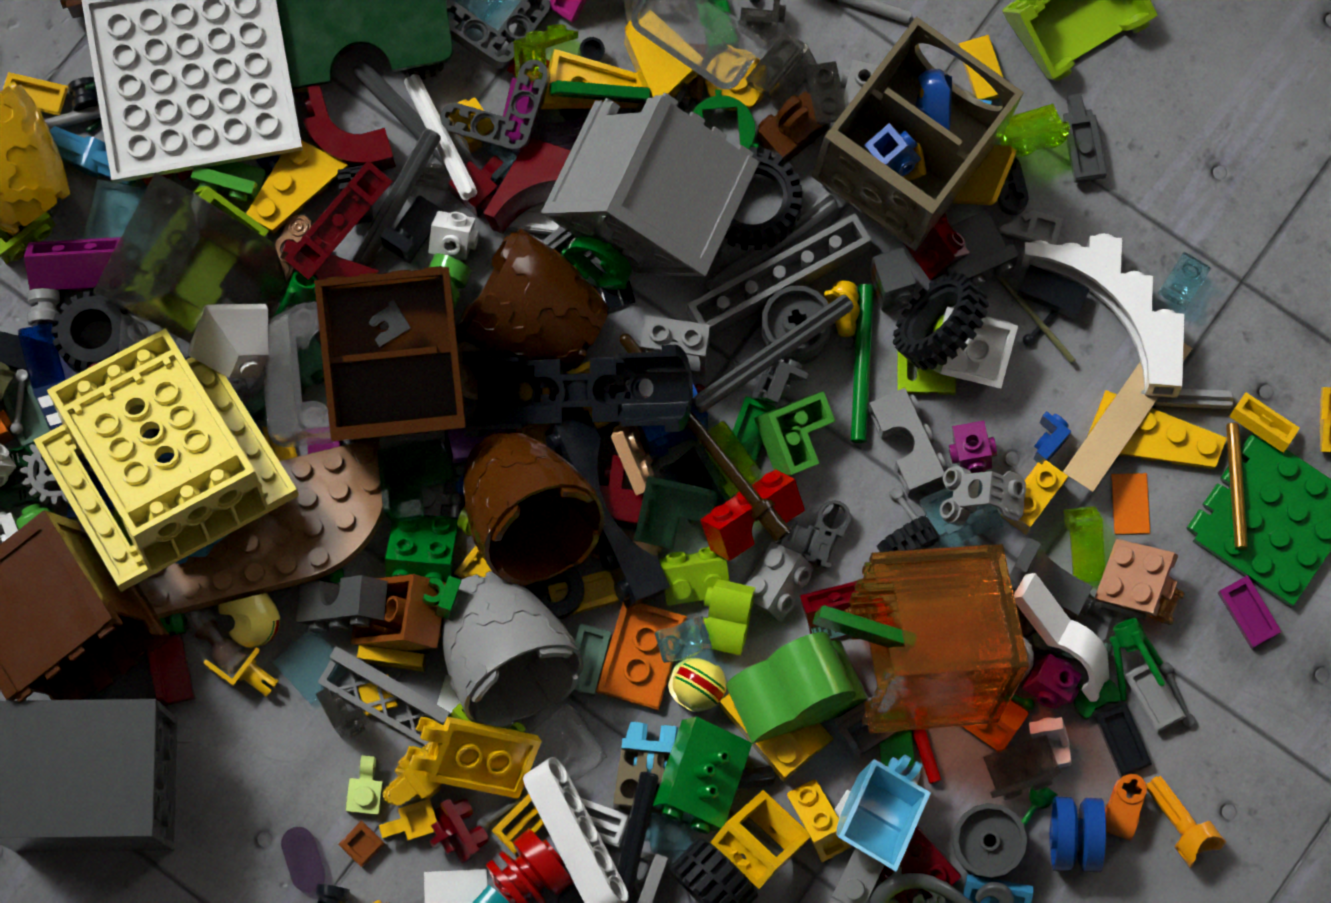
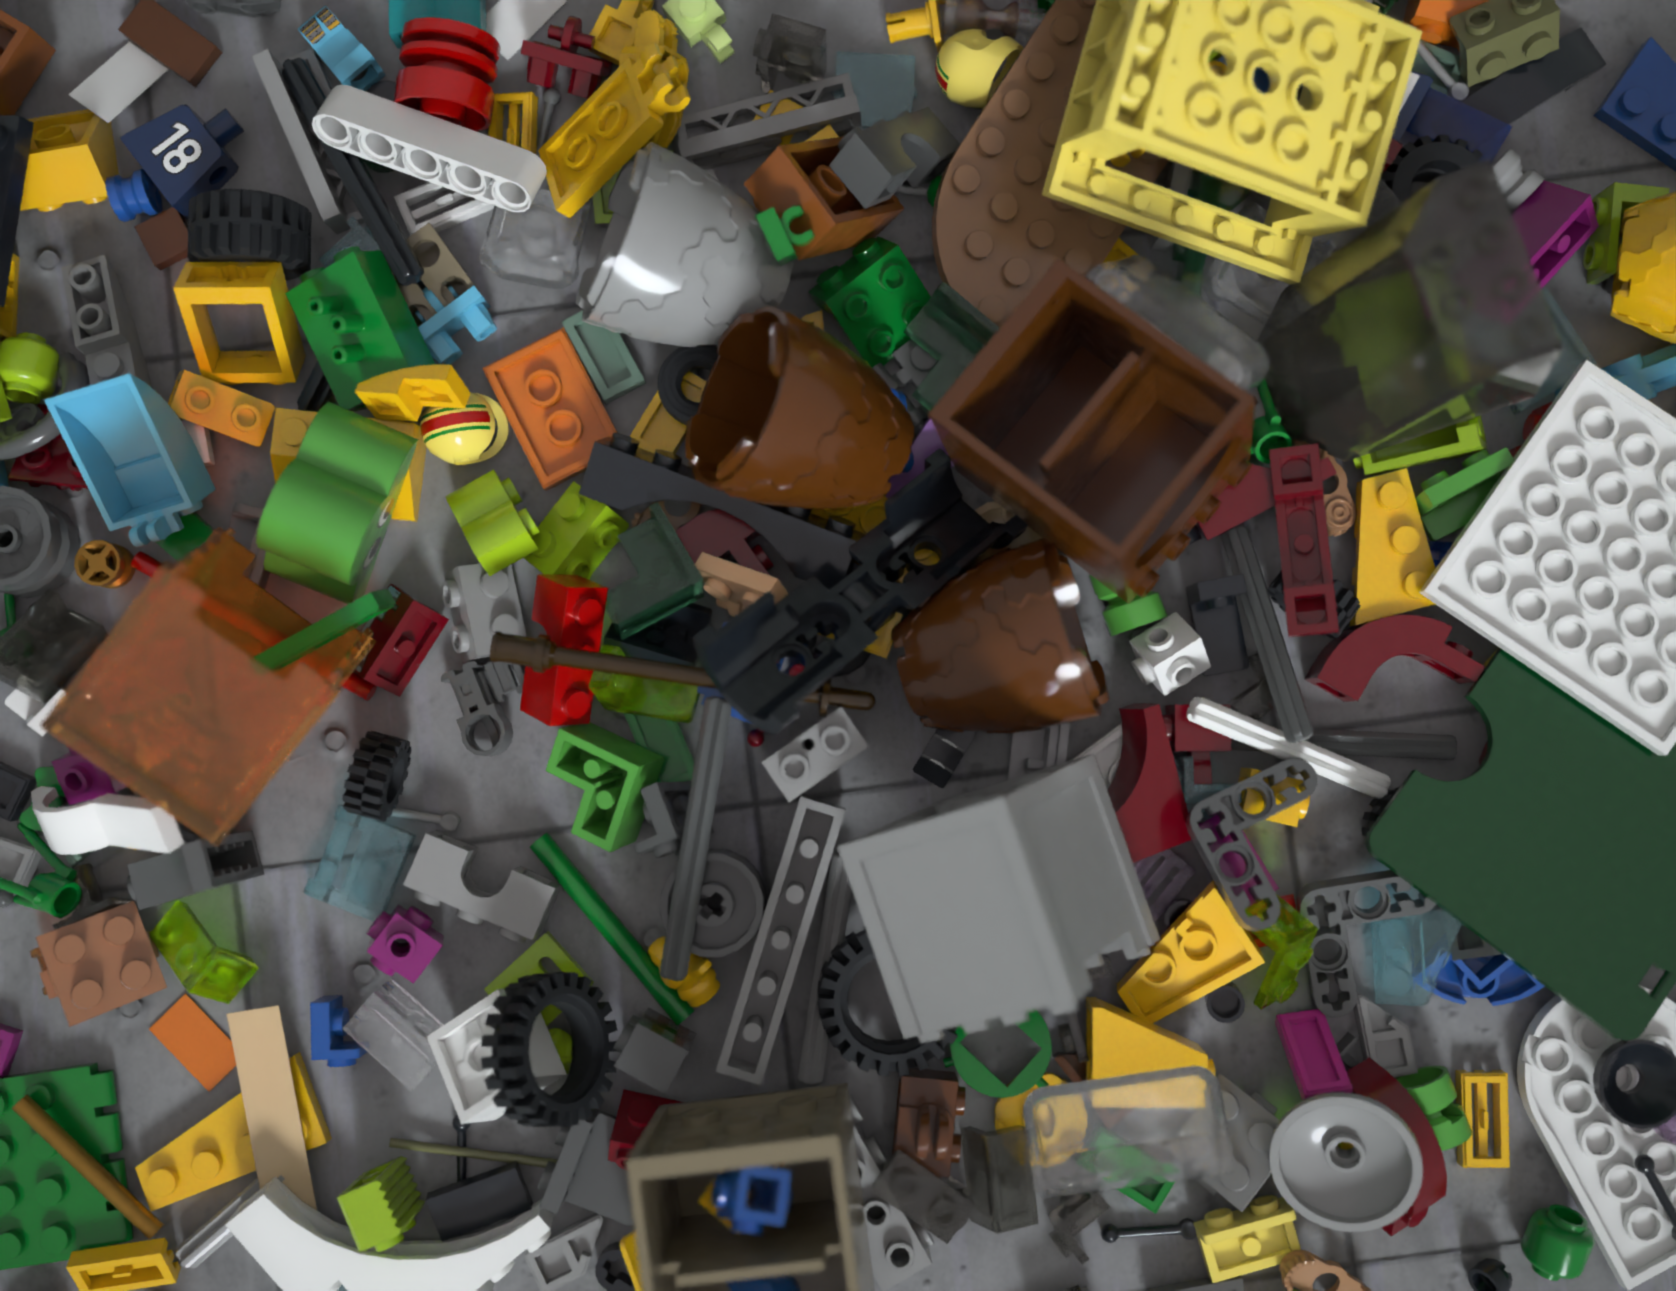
camera: 135 degrees right, 10 degrees up
(232, 339) = (1282, 304): white slope -> none
(394, 321) = (1127, 472): dark grey hinge -> none
(599, 91) = (1168, 957): green tile -> none
(612, 261) = (985, 766): green piece -> none
(683, 640) = (514, 453): clear light blue bracket -> none
(712, 714) = (405, 391): none -> yellow slope
(959, 790) = (93, 564): none -> pearl gold wheel
(998, 490) = (308, 914): light grey piece -> none
(1018, 408) = (395, 1032): none -> clear hinge
(1040, 488) = (294, 952): yellow window -> none
(1098, 329) = (381, 1205): none -> lime brick

